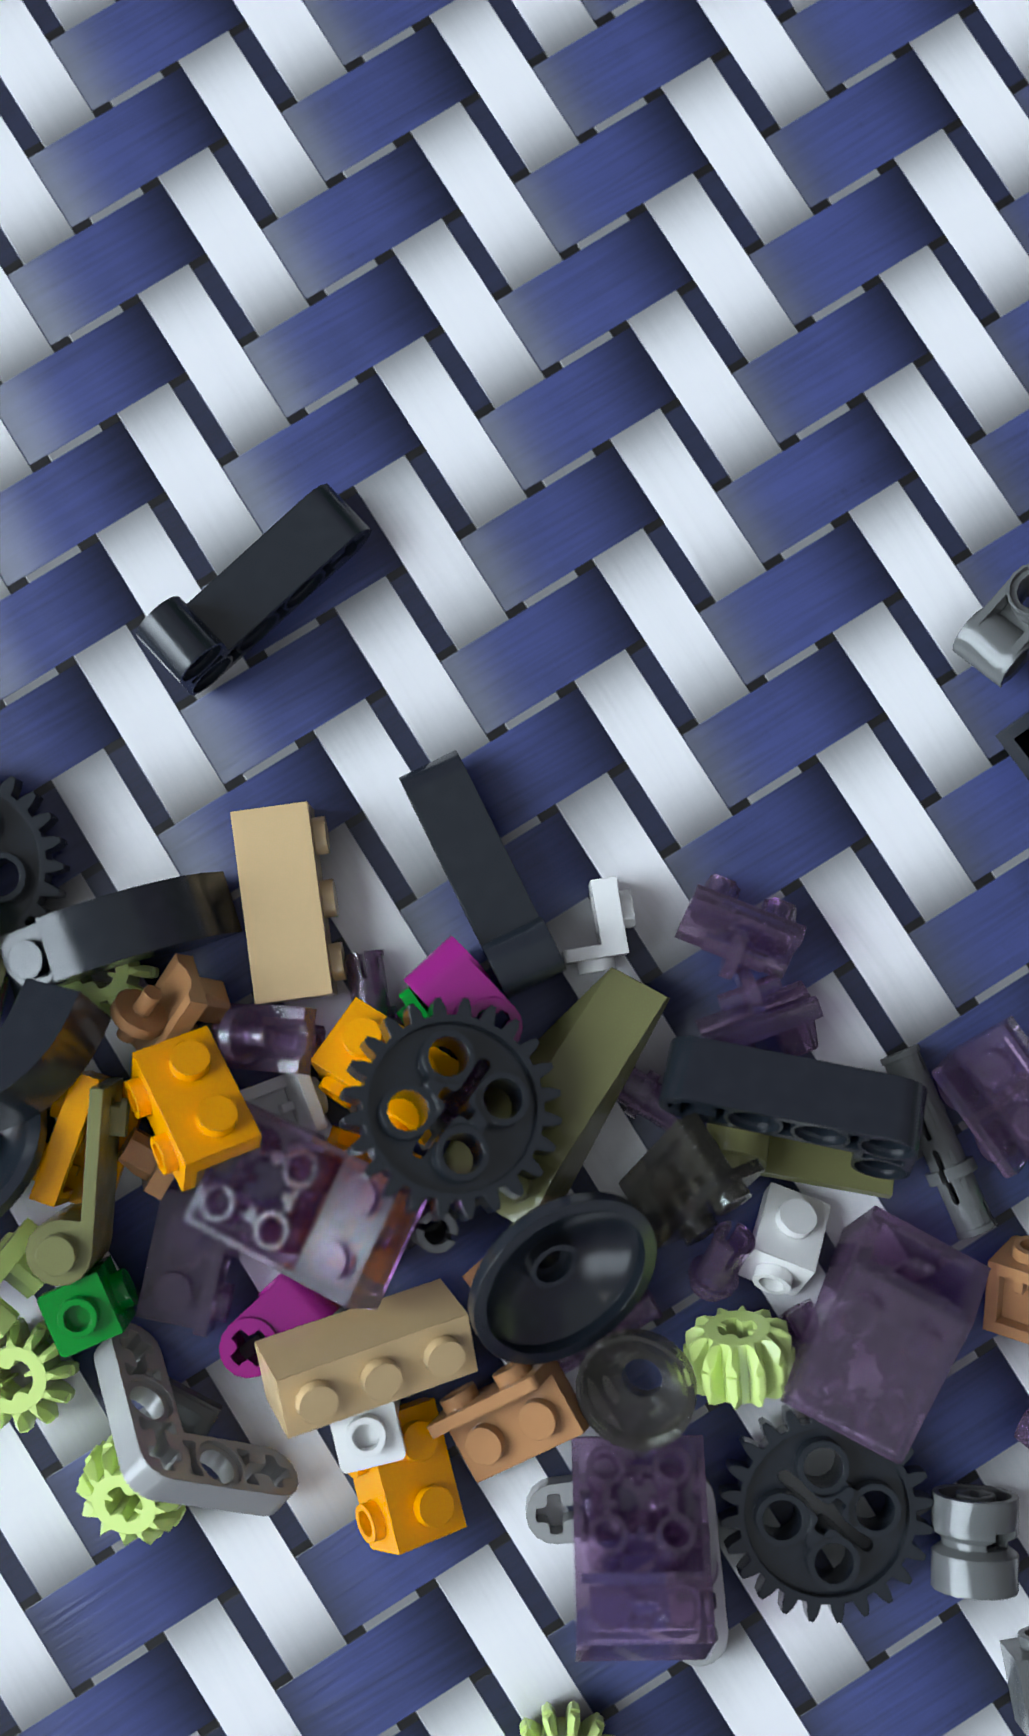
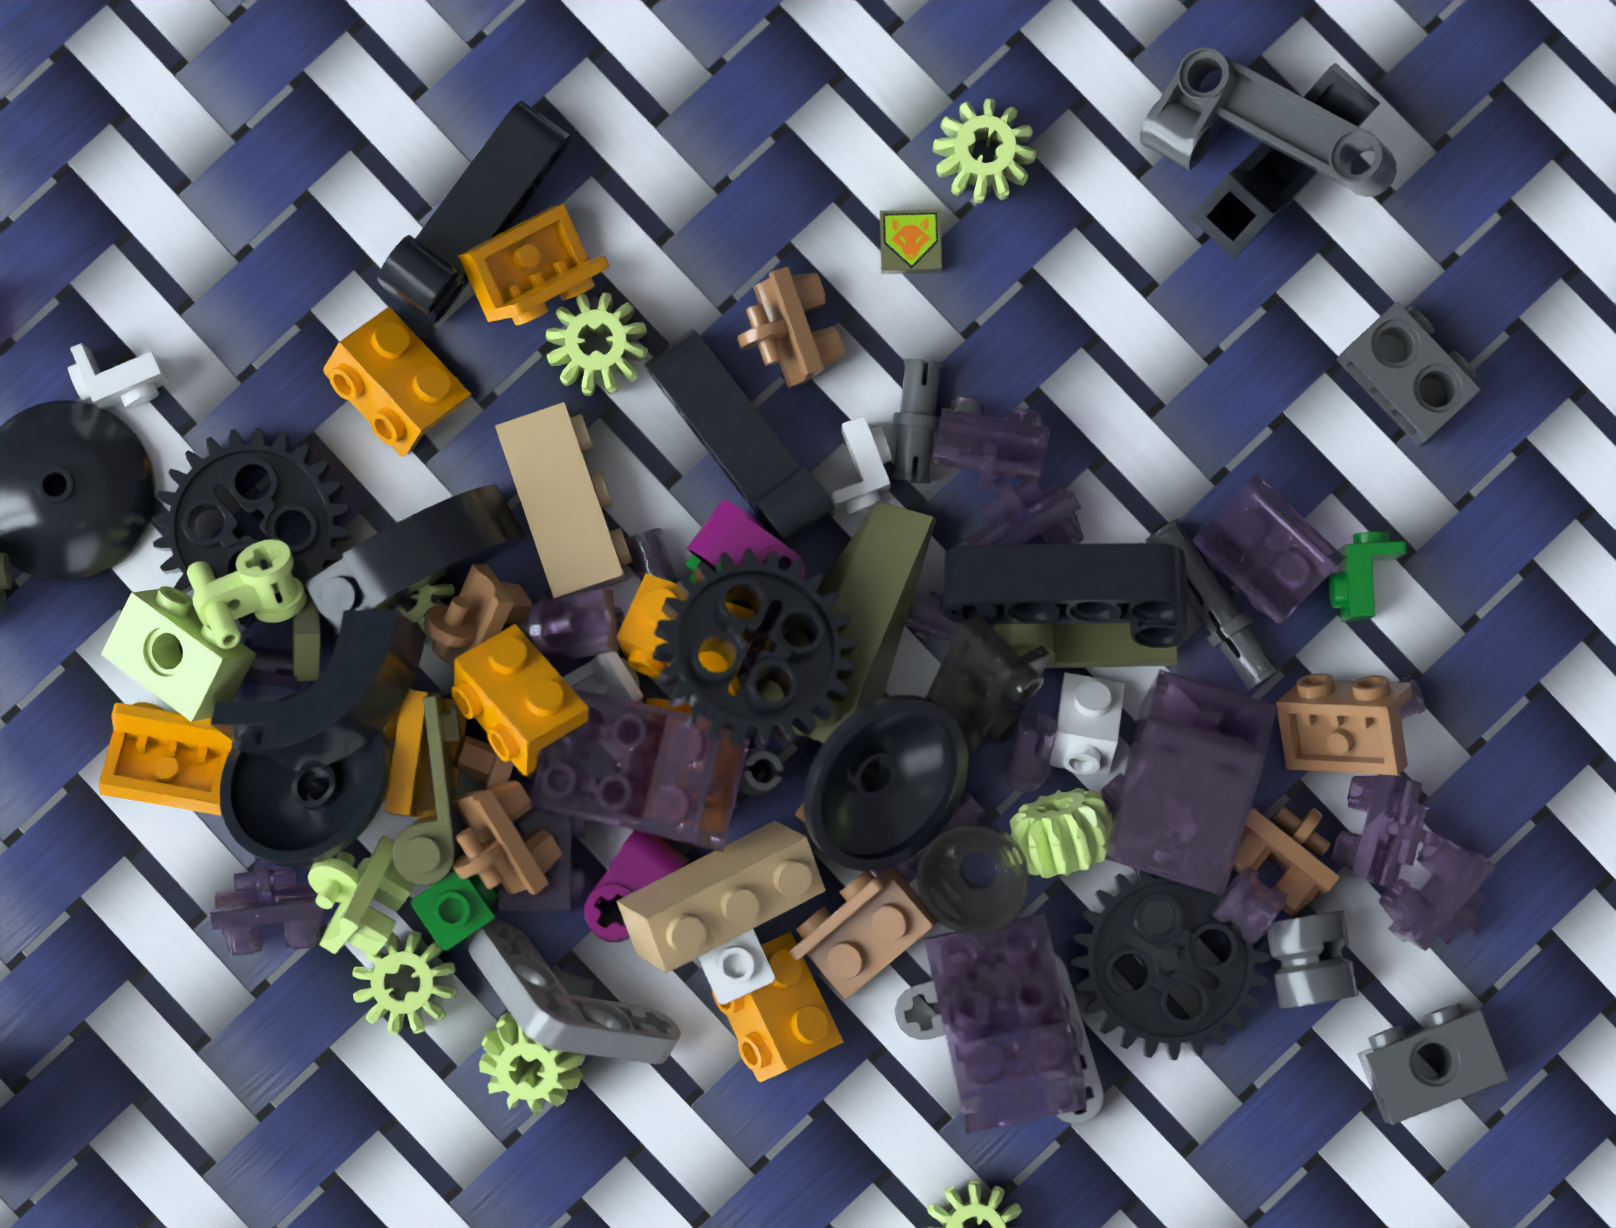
camera: 10 degrees left, 0 degrees up
(140, 744) = (394, 381): none -> light orange bracket
(159, 1276) = (494, 844): none -> medium nougat hips
(300, 653) = (530, 266): none -> light orange bracket
(360, 726) = (596, 364): none -> yellowish green gear
(549, 771) = (783, 329): none -> medium nougat hips
(668, 890) = (916, 421): none -> dark grey pin
(696, 704) = (910, 241): none -> tile
(802, 606) = (962, 143): none -> yellowish green gear
(926, 1479) = (1250, 904): none -> clear purple wheel
(981, 1447) = (1303, 873): none -> medium nougat hips

